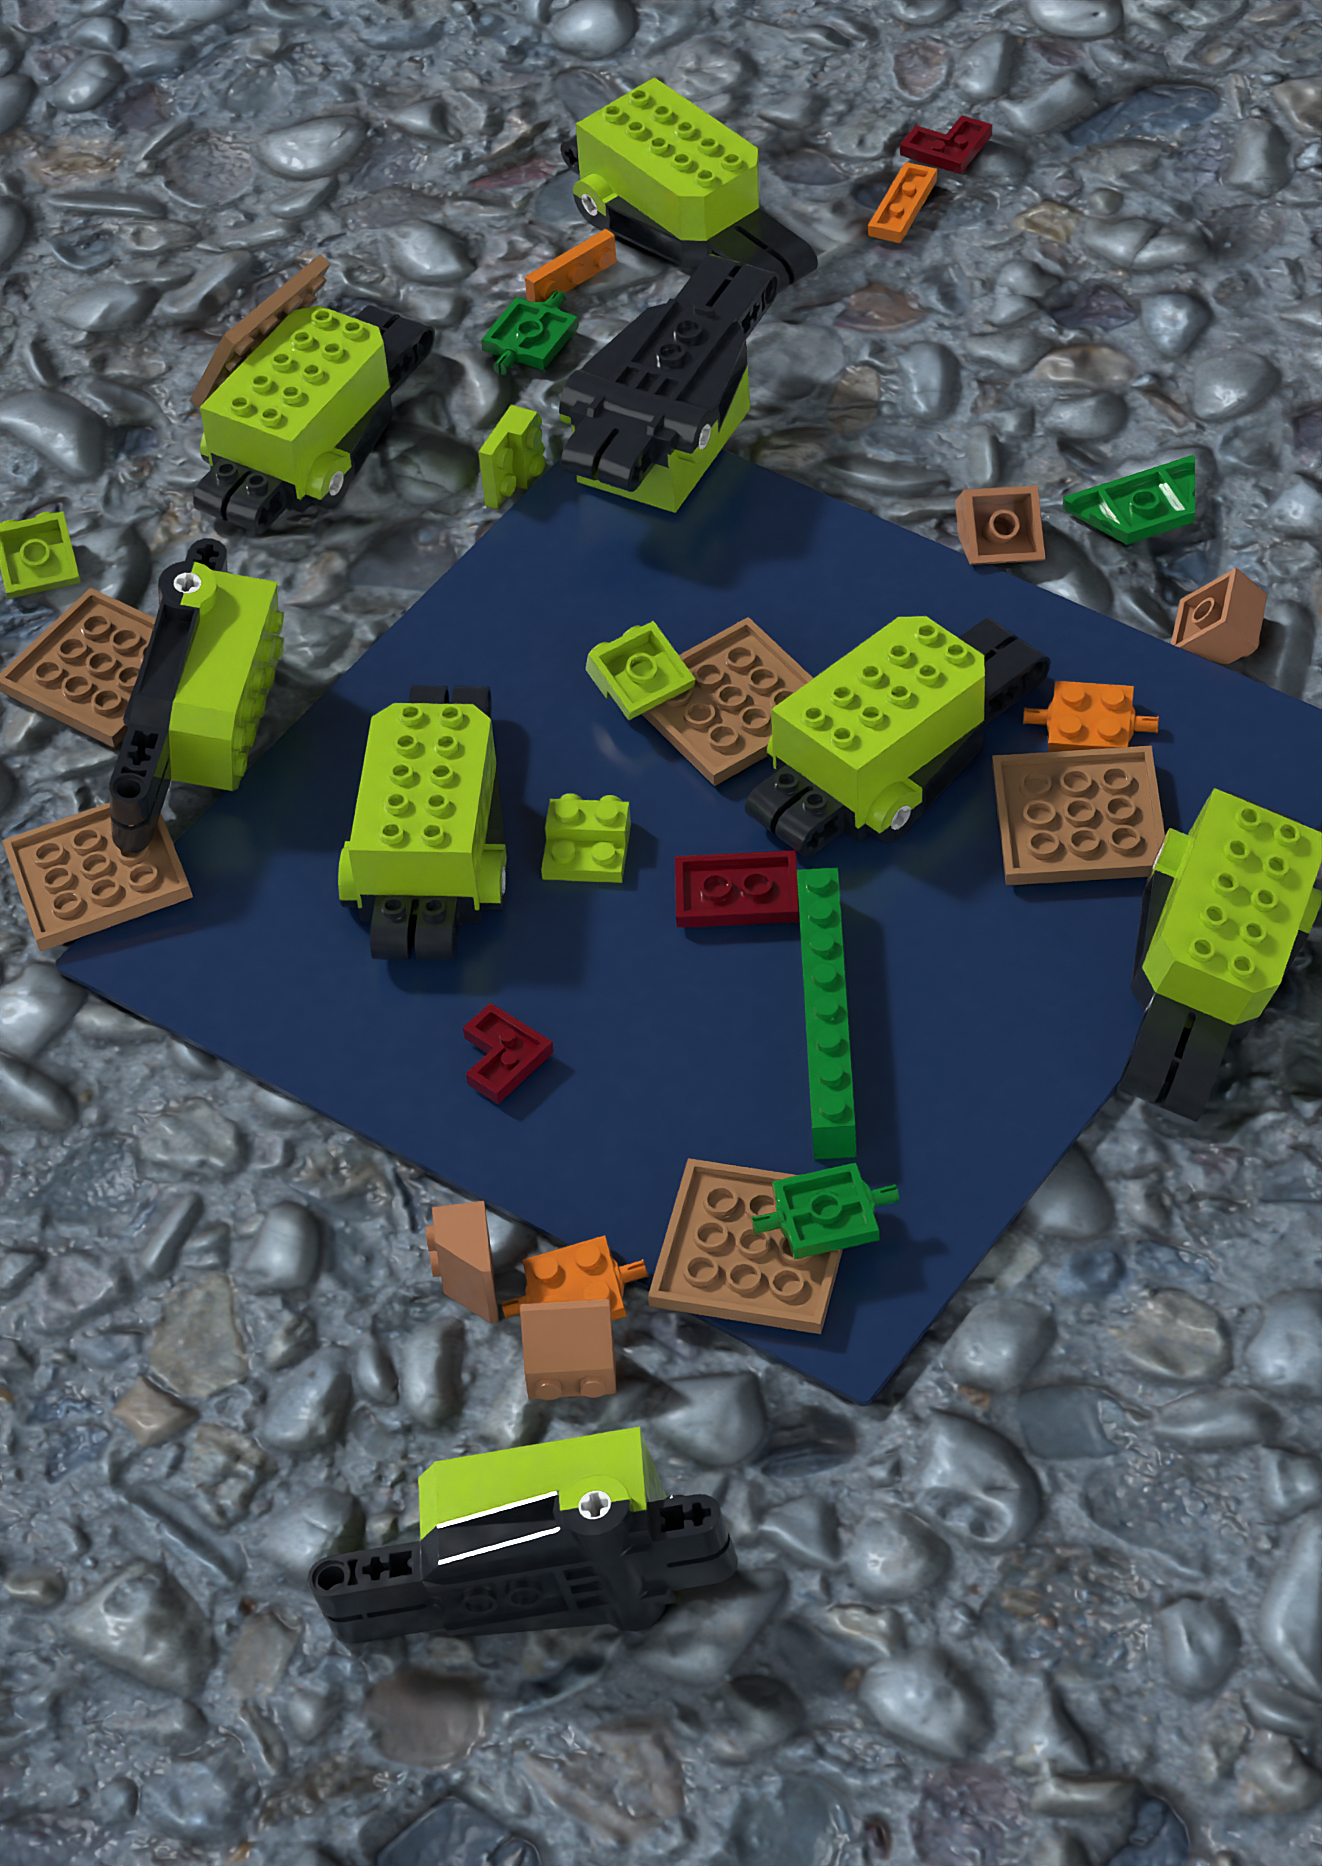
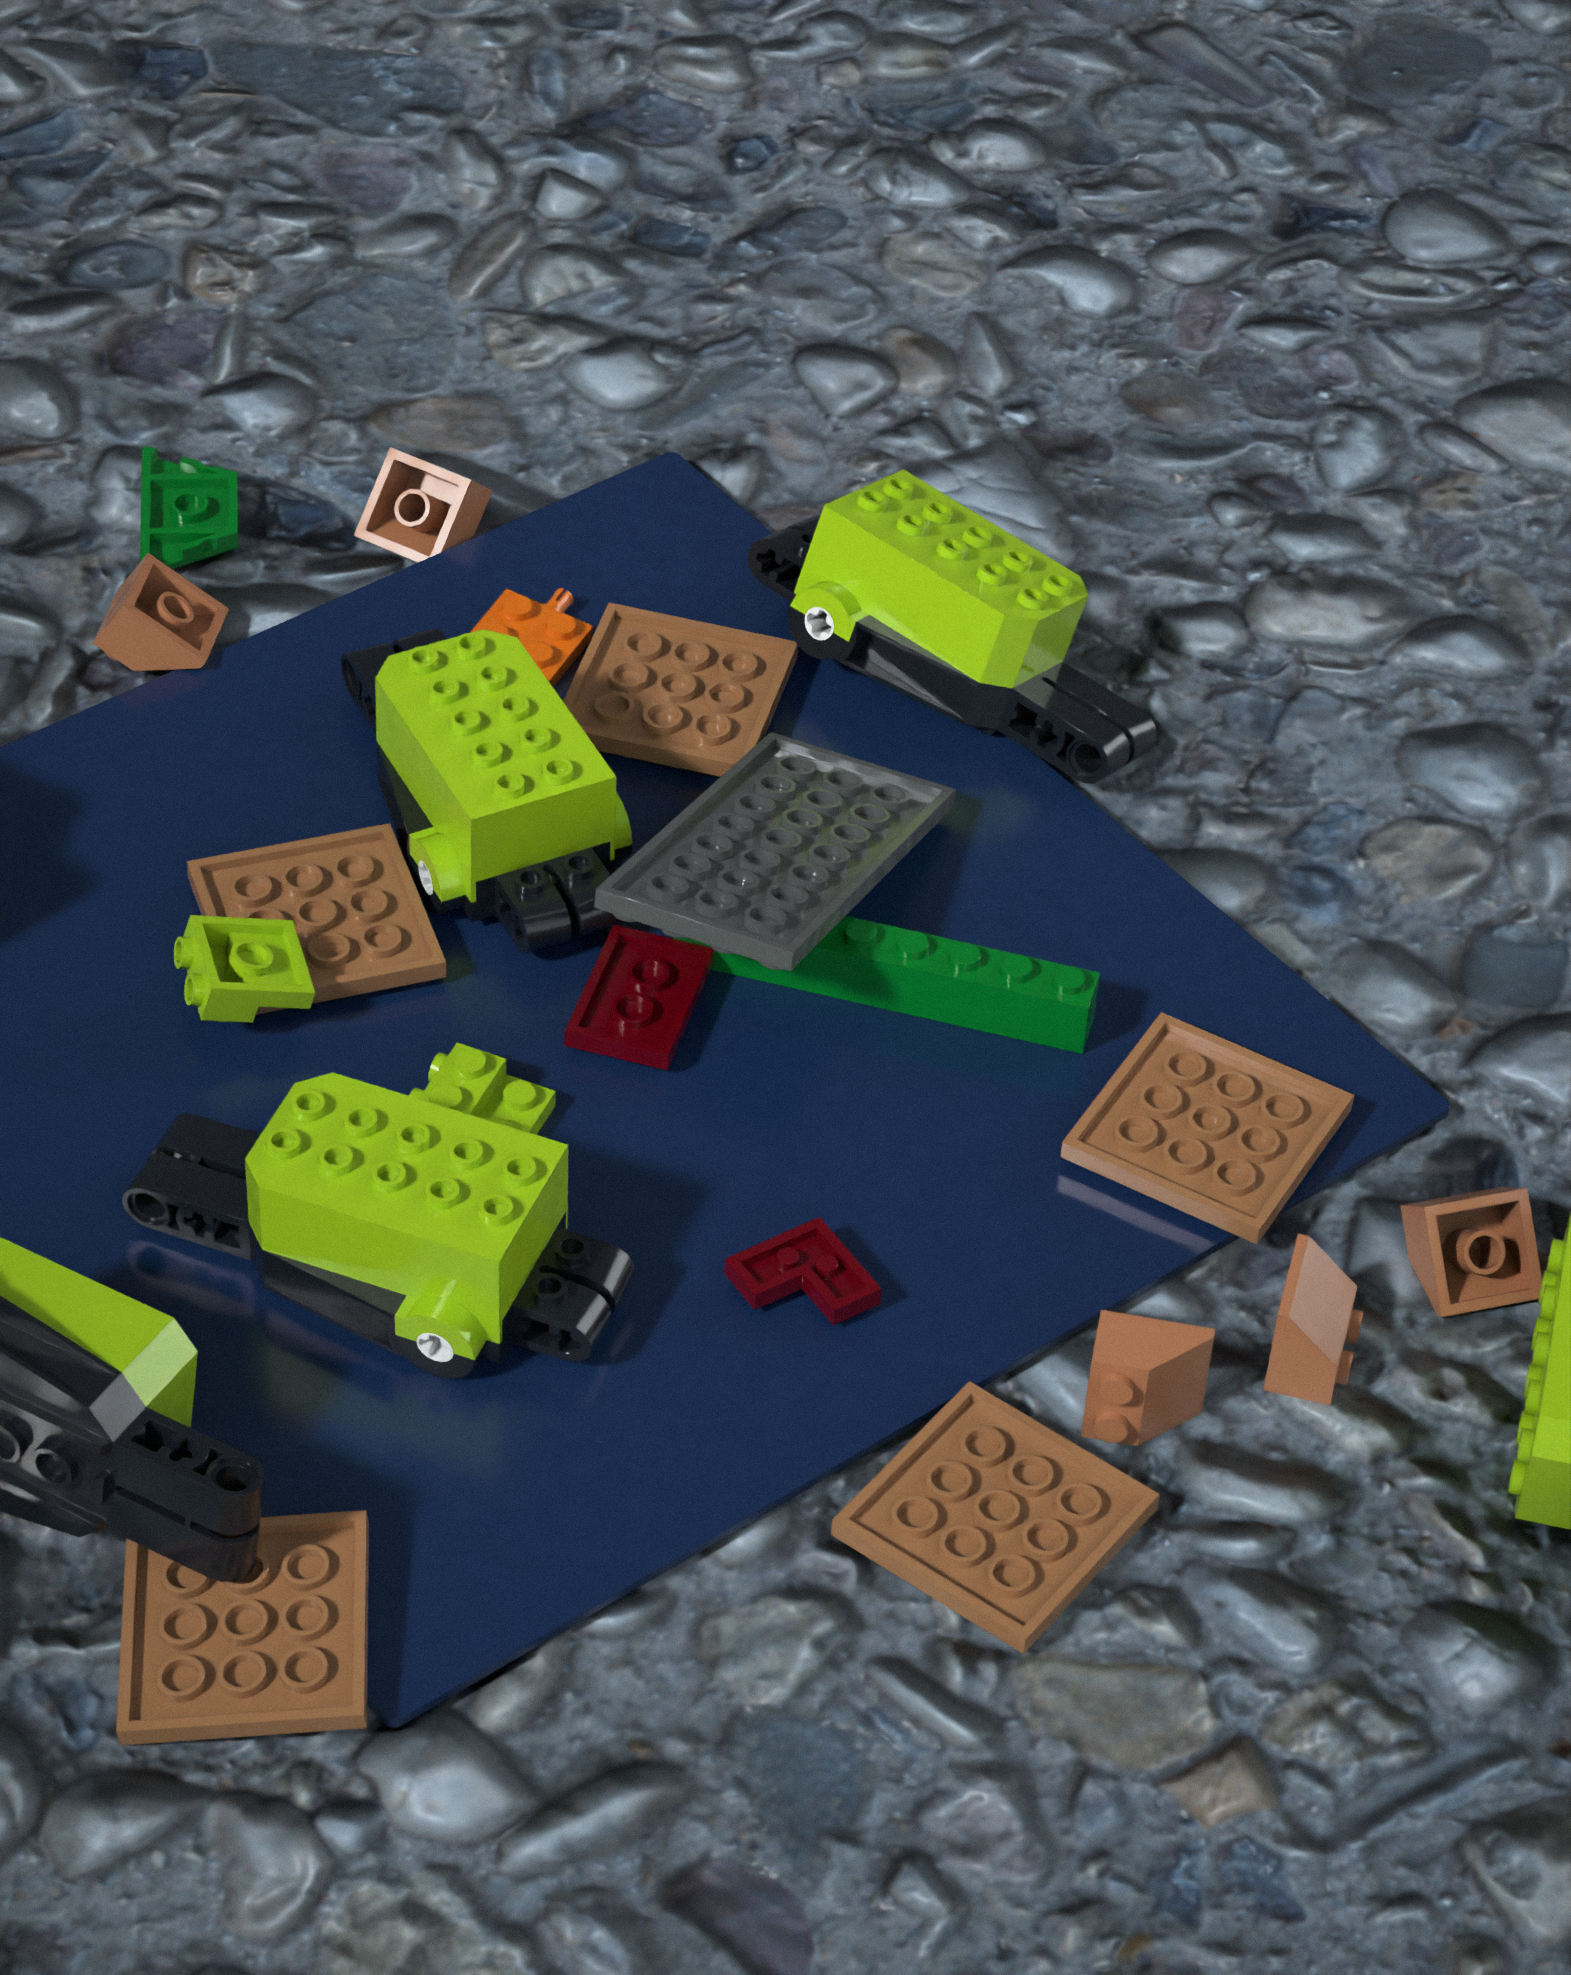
camera: 80 degrees left, 5 degrees down
(333, 1222) = (995, 1516): none -> medium nougat plate
(576, 1274) = (1205, 1293): orange plate -> none
(707, 1442) = (1474, 1249): none -> nougat slope
(825, 1210) = (1208, 1035): green plate -> none
(889, 904) = (775, 851): none -> dark grey plate

